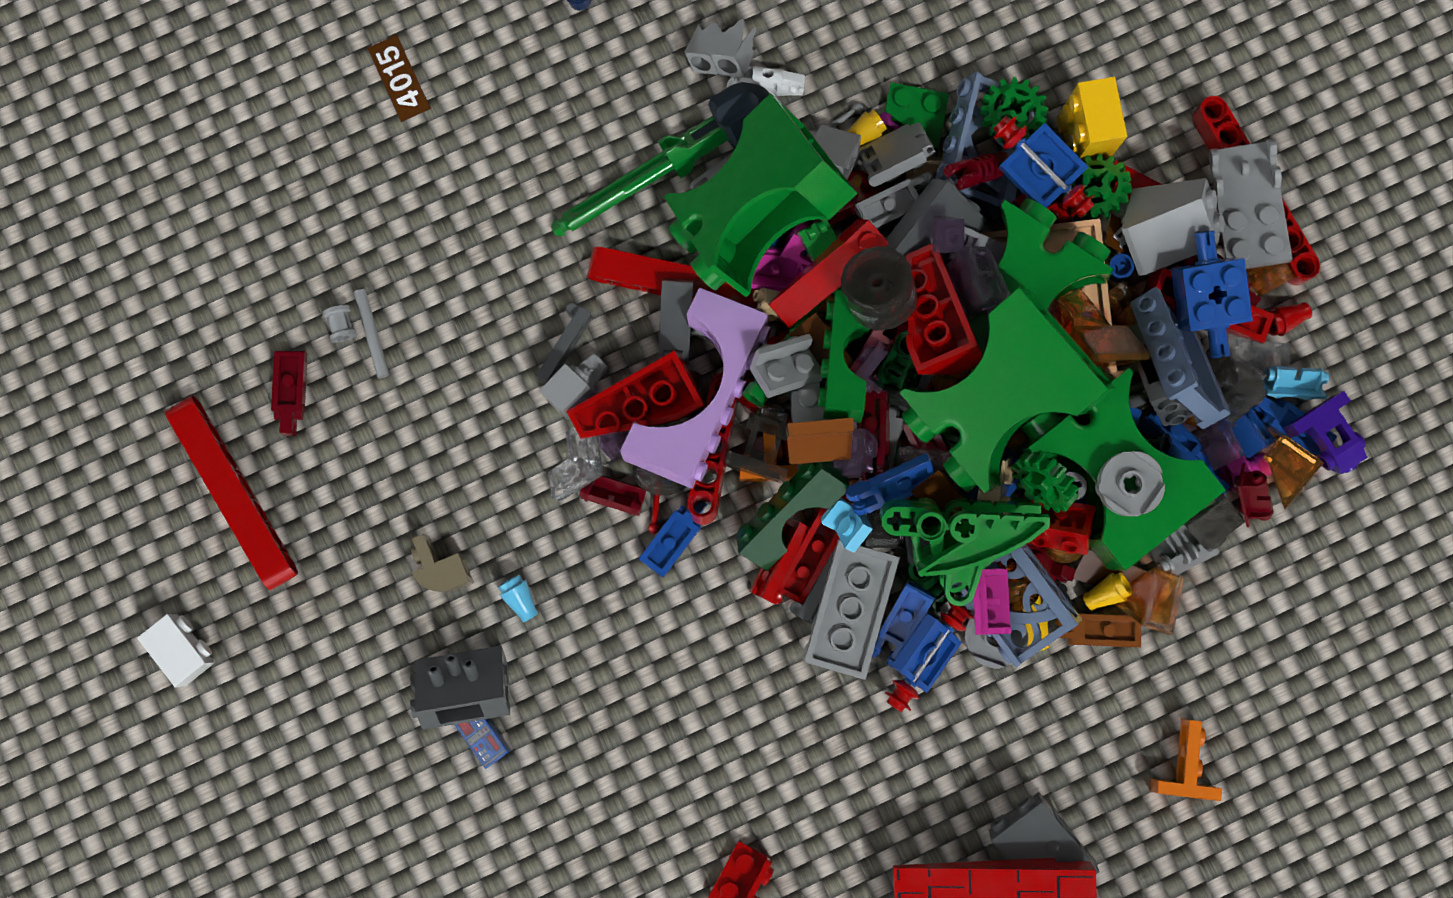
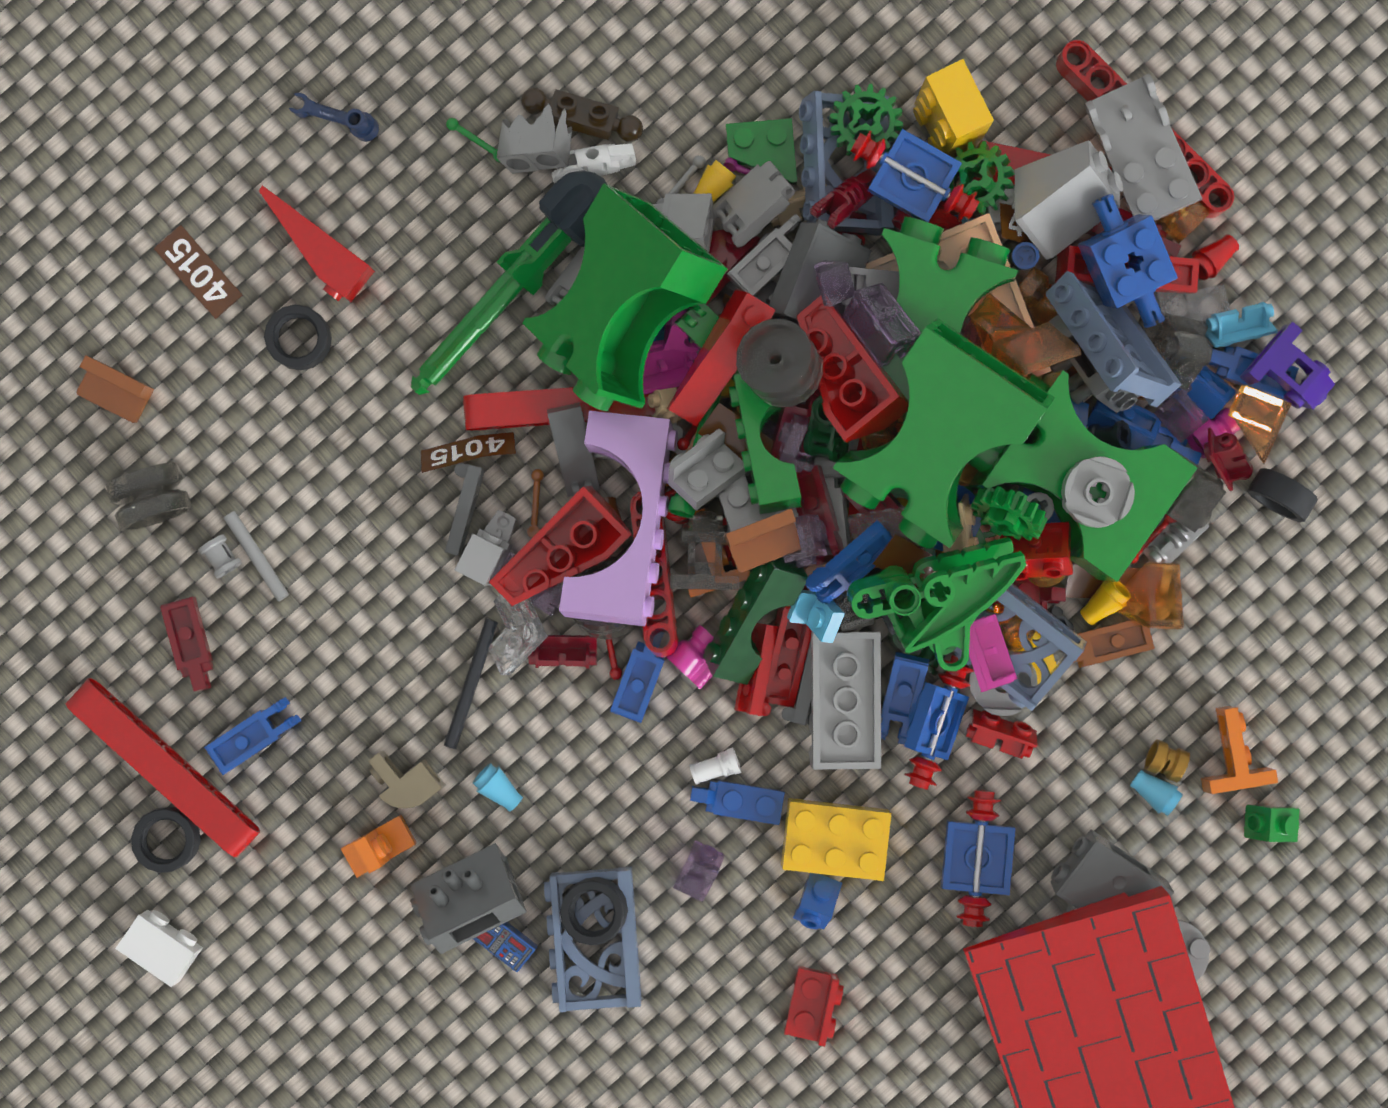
camera: 20 degrees left, 5 degrees up
(190, 549) = (142, 851): none -> black tyre
(294, 155) = (113, 390): none -> dark orange panel
(294, 252) = (148, 496): none -> clear smoke wheel
(315, 488) = (249, 737): none -> blue hinge
(397, 618) = (378, 846): none -> orange bracket
(456, 136) = (274, 326): none -> black tyre
(517, 103) = (330, 260): none -> red slope
(523, 499) = (470, 684): none -> black bar
(546, 731) = (572, 925): none -> black tyre
(579, 800) = (624, 975): none -> sand blue fence
(583, 294) = (467, 450): none -> reddish brown sticker
(637, 335) = (537, 475): none -> dark orange hinge
(655, 16) = (453, 124): none -> green hinge
(675, 726) = (699, 871): none -> clear purple bracket
(715, 637) = (724, 764): none -> white pin
(723, 533) = (690, 657): none -> dark pink piece
(731, 675) = (741, 801): none -> blue hinge
(771, 40) = (584, 114): none -> dark brown plate
(773, 785) = (817, 901): none -> blue bracket
(806, 734) = (836, 839): none -> yellow brick
(929, 789) = (978, 858): none -> blue plate
(994, 691) = (1016, 736): none -> red hinge
(1107, 778) = (1157, 792): none -> medium azure cone
(1124, 752) = (1167, 760): none -> pearl gold wheel
(1185, 535) = (1155, 533): none -> red hinge
(1204, 838) = (1271, 823): none -> green bracket
(1293, 543) = (1282, 495): none -> black tyre

